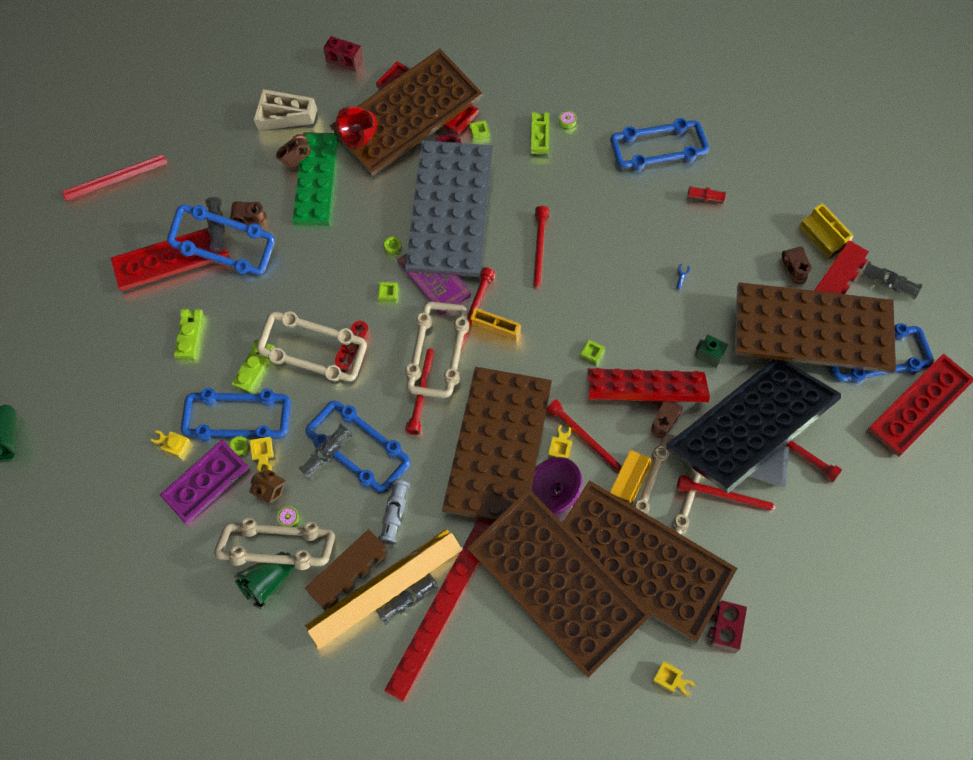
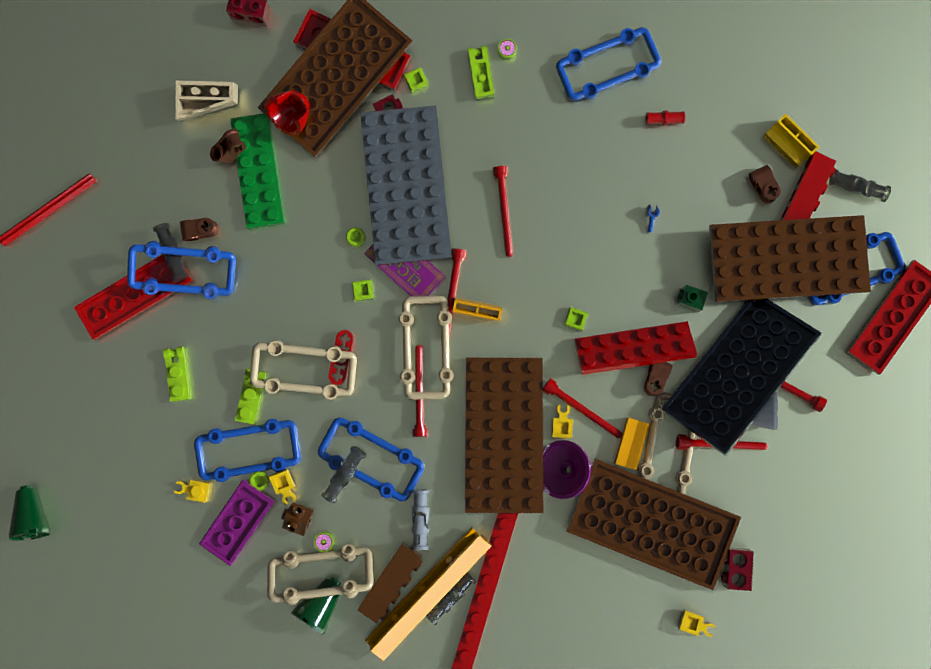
camera: 10 degrees left, 20 degrees up
(559, 582) = (583, 561): reddish brown plate -> none

